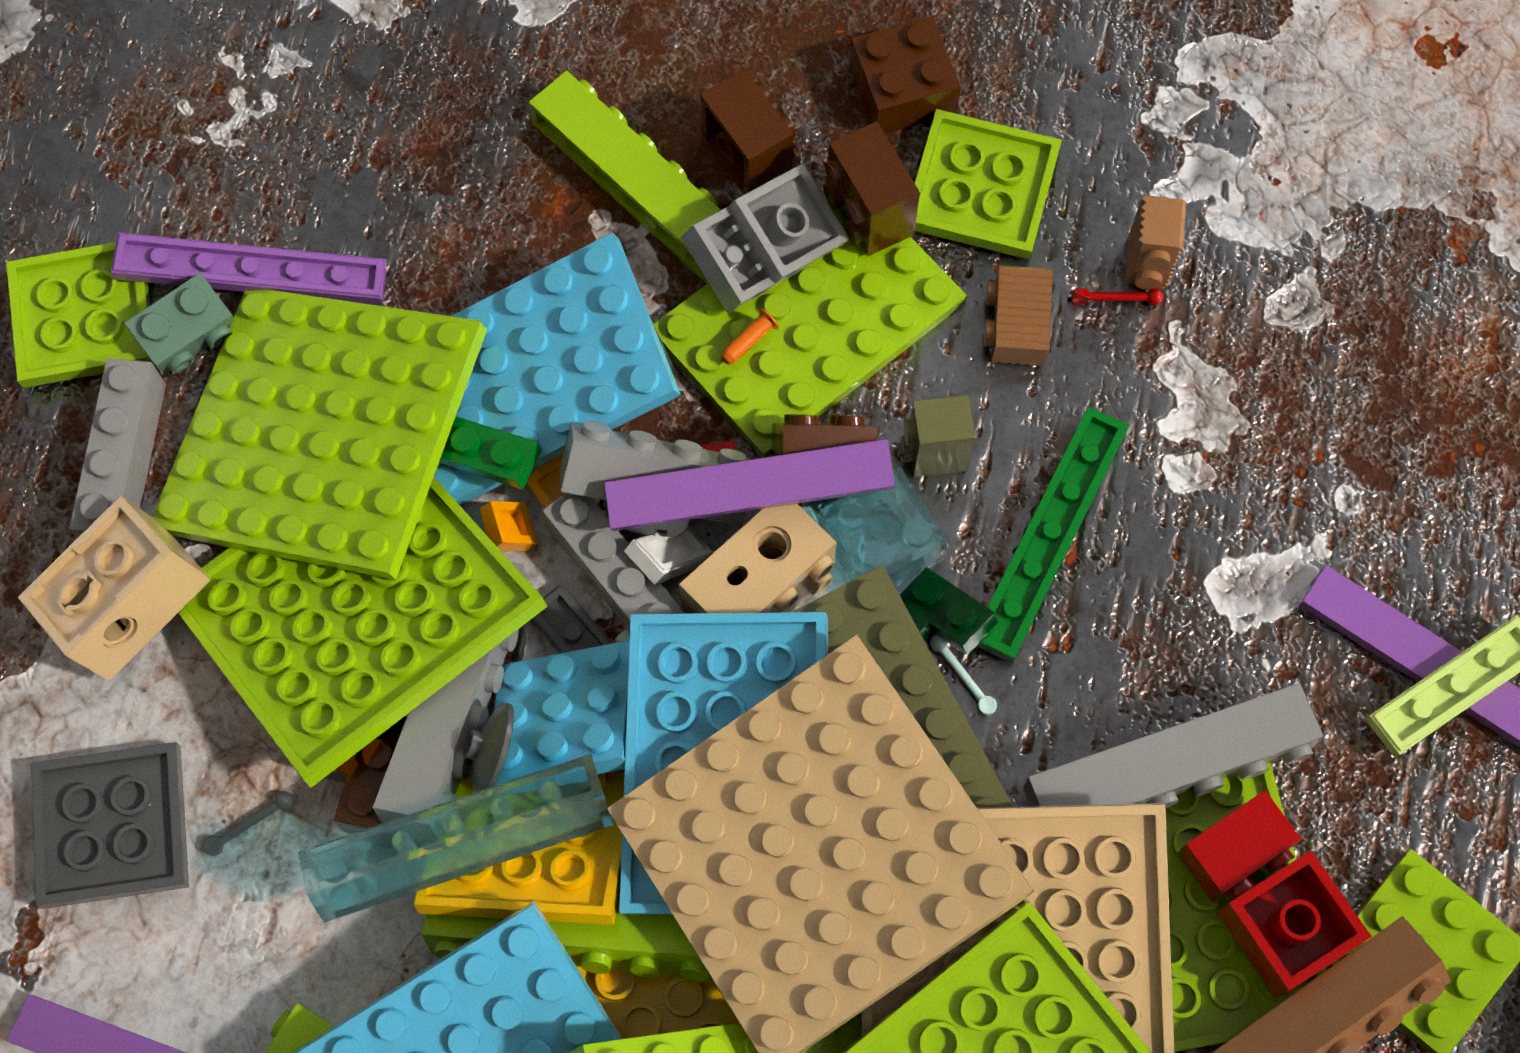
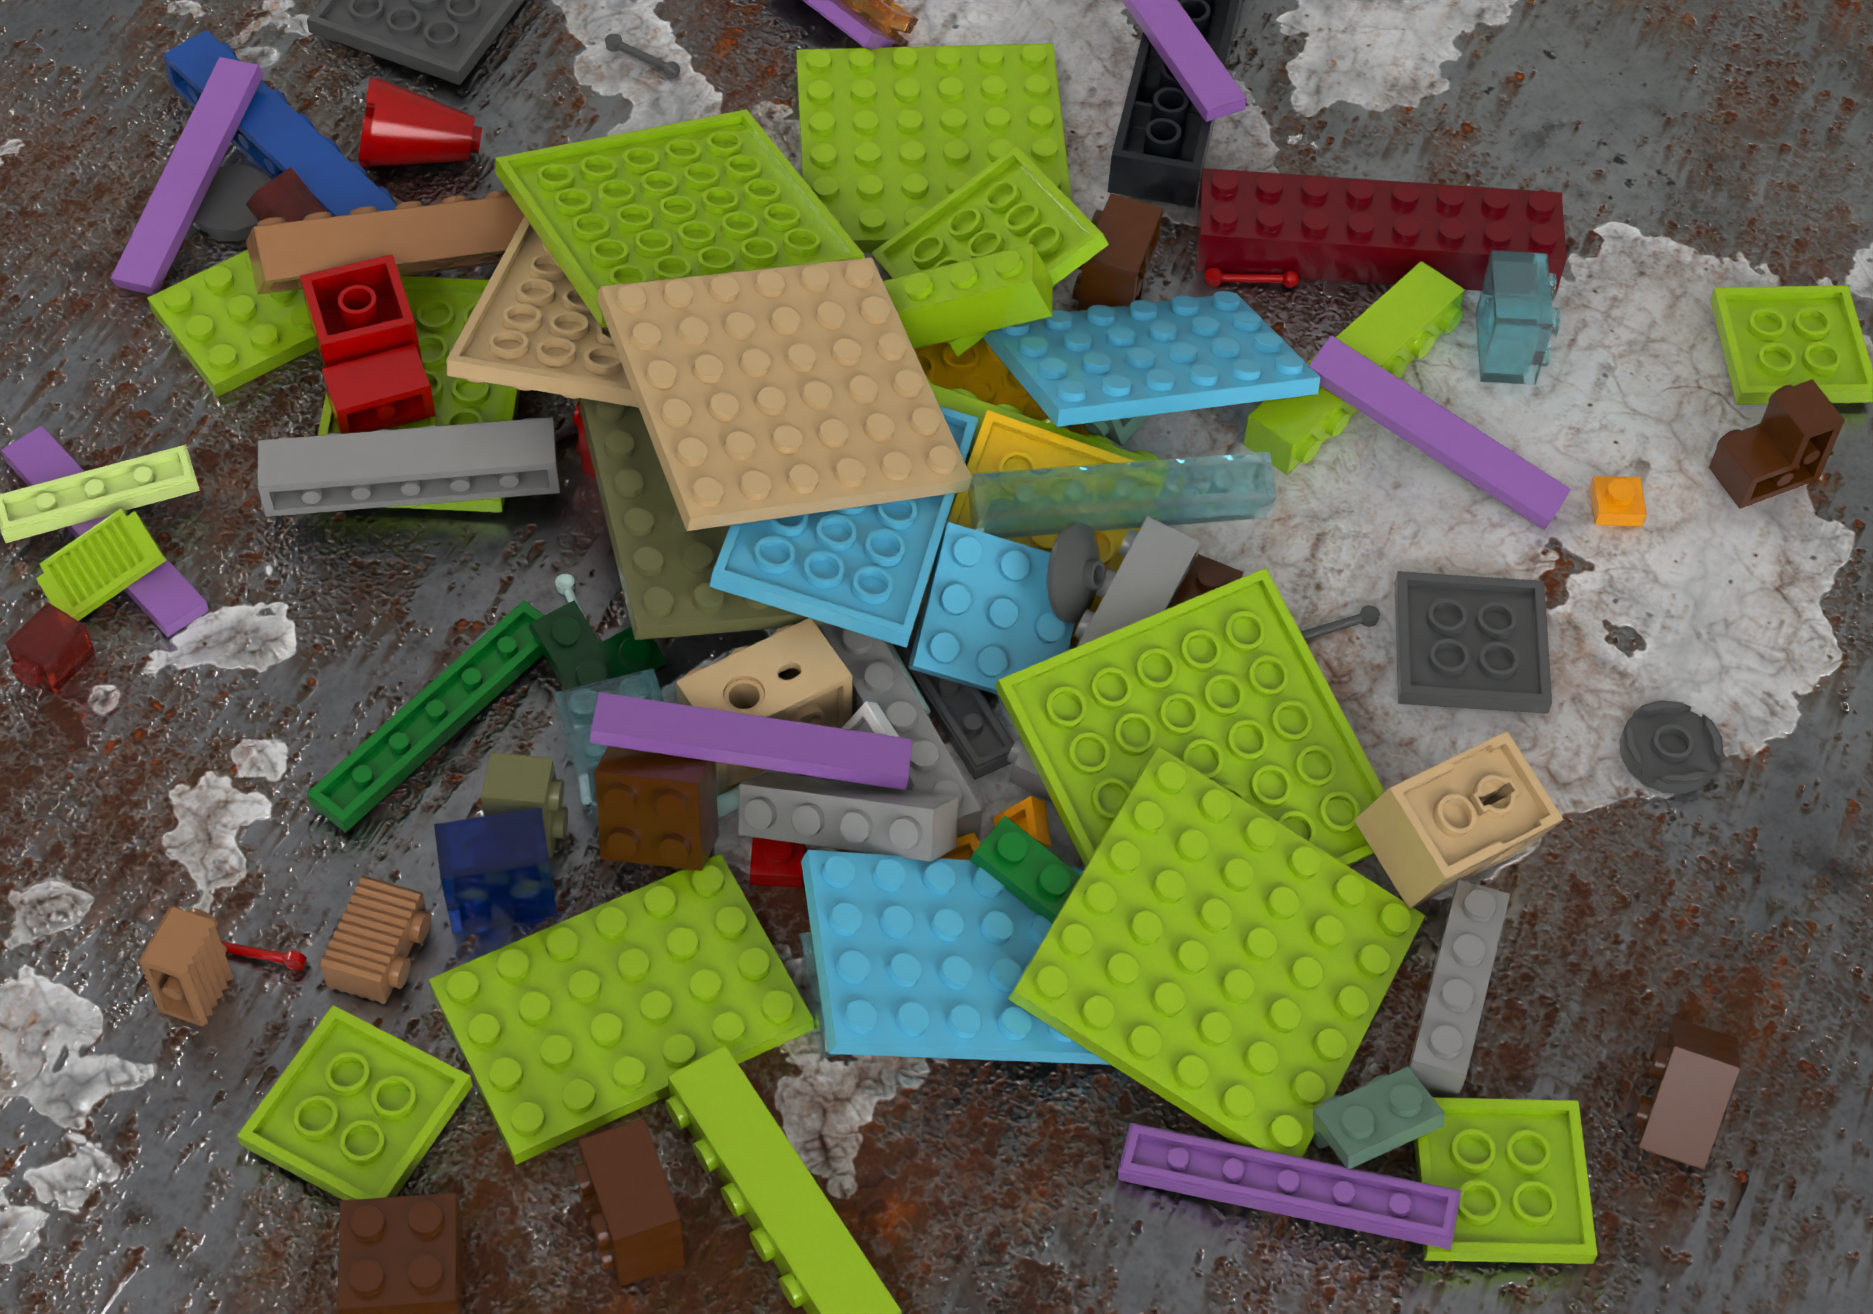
camera: 170 degrees left, 15 degrees down
(749, 337) = (701, 962): orange piece -> none
(764, 238) = (649, 1051): light grey slope -> none
(871, 189) = (507, 1068): reddish brown brick -> none
(941, 364) = (495, 870): none -> clear blue brick
(1413, 516) = (49, 649): none -> clear red brick
(1415, 614) = (99, 564): none -> lime window

